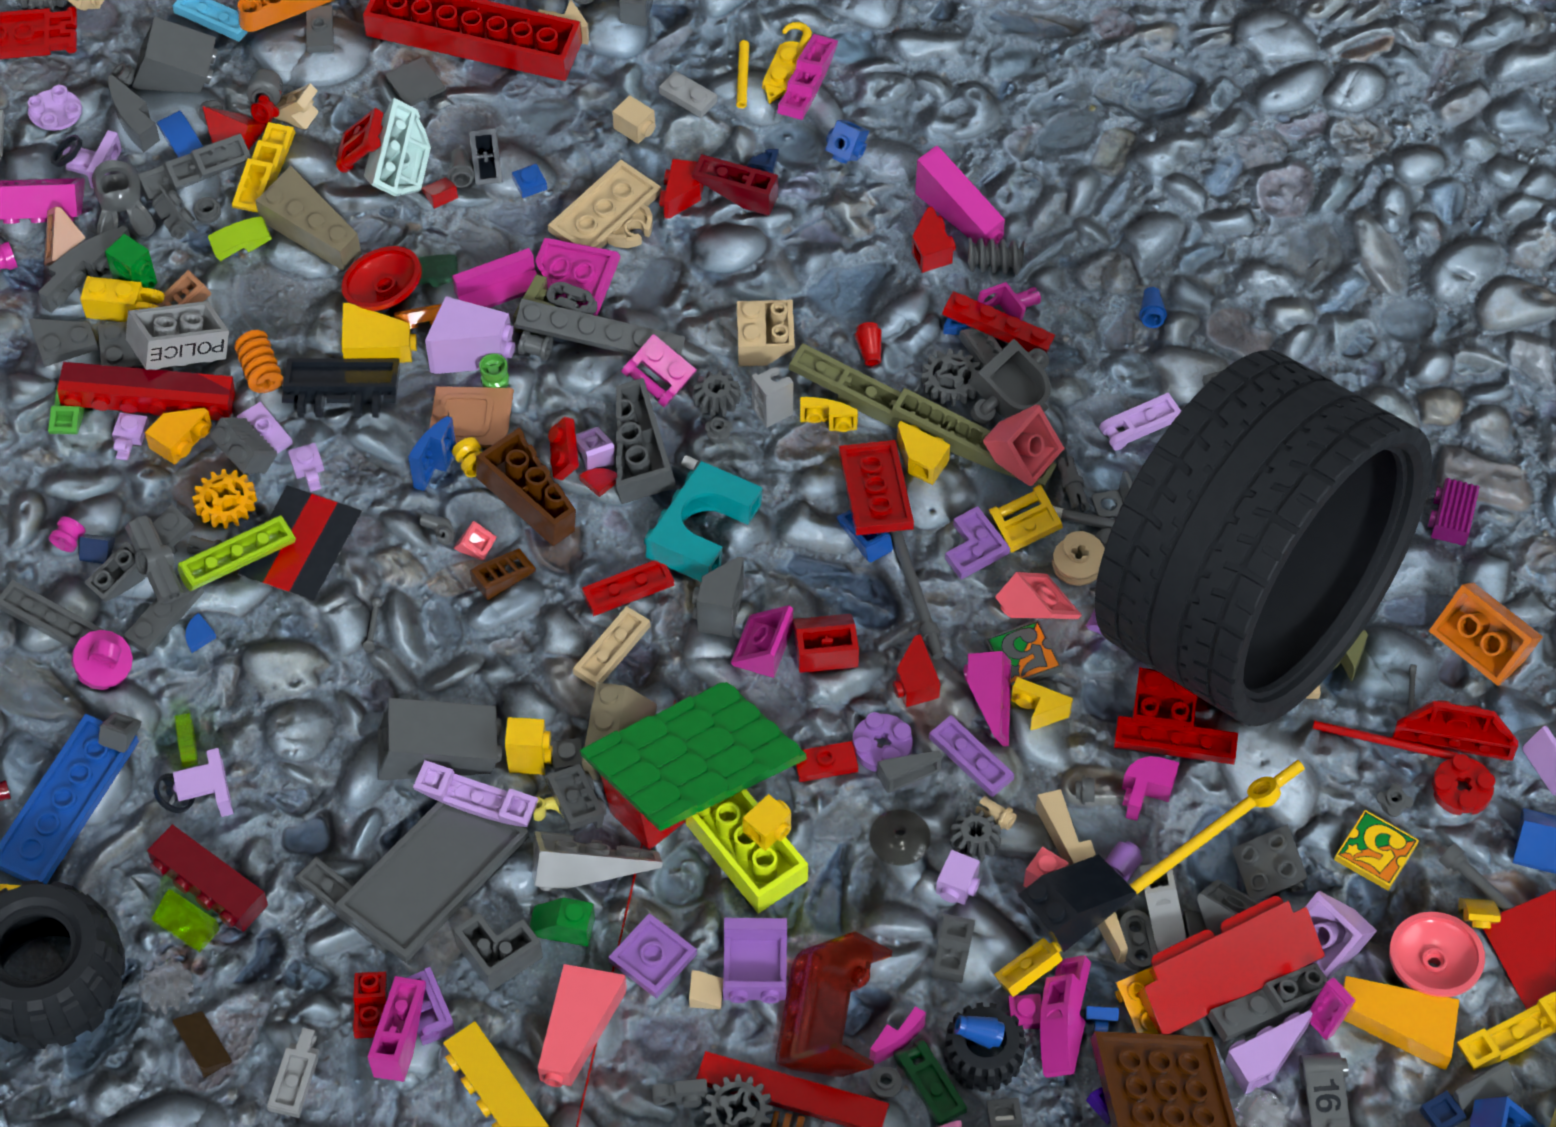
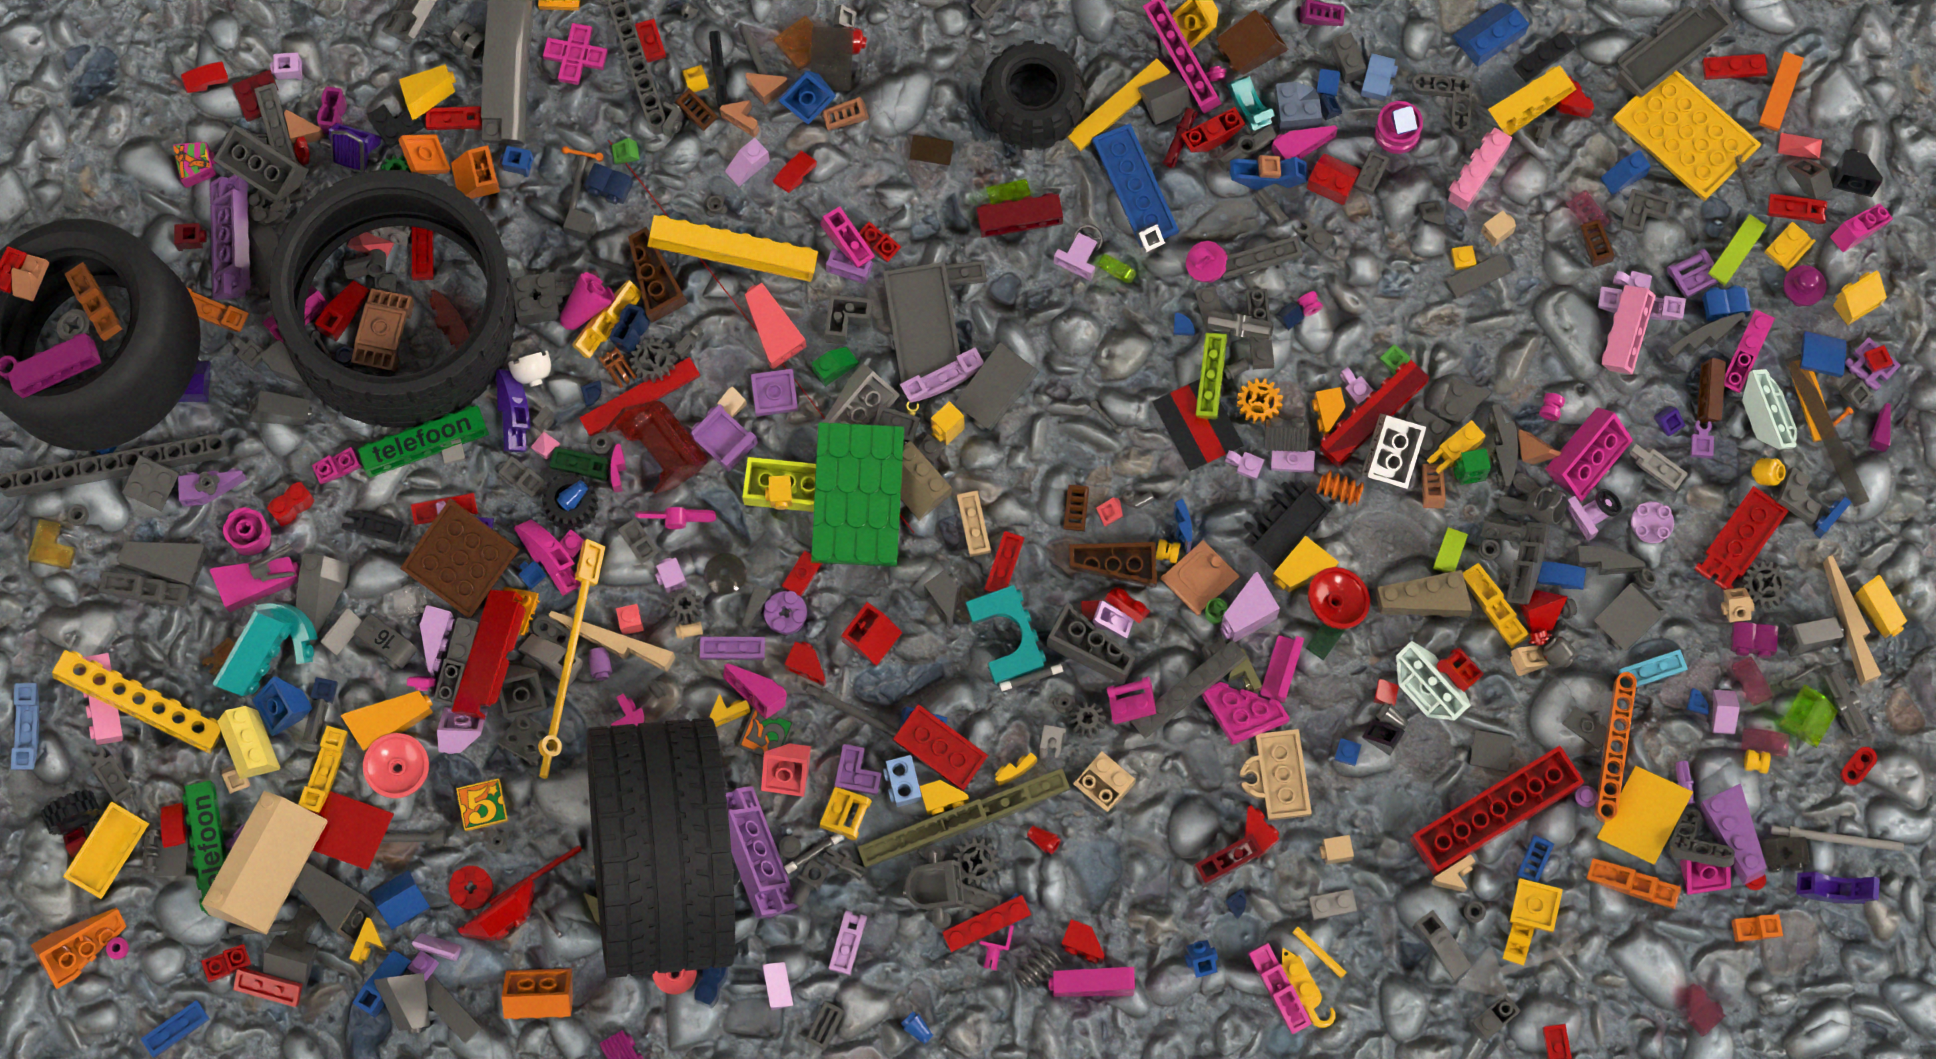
camera: 135 degrees right, 15 degrees up
(294, 1076) = (871, 178): light grey hinge -> none
(418, 315) = (1295, 606): orange plate -> none
(574, 295) = (1226, 693): dark grey beam -> none
(764, 641) = (902, 603): dark pink slope -> none
(894, 932) = (677, 517): none -> dark pink piece
(936, 493) = (907, 780): none -> light blue brick
(1024, 444) = (886, 849): coral slope -> none
(1075, 899) = (594, 608): black slope -> none
(1078, 558) = (787, 807): tan piece -> none
(1479, 912) = (396, 812): yellow slope -> none

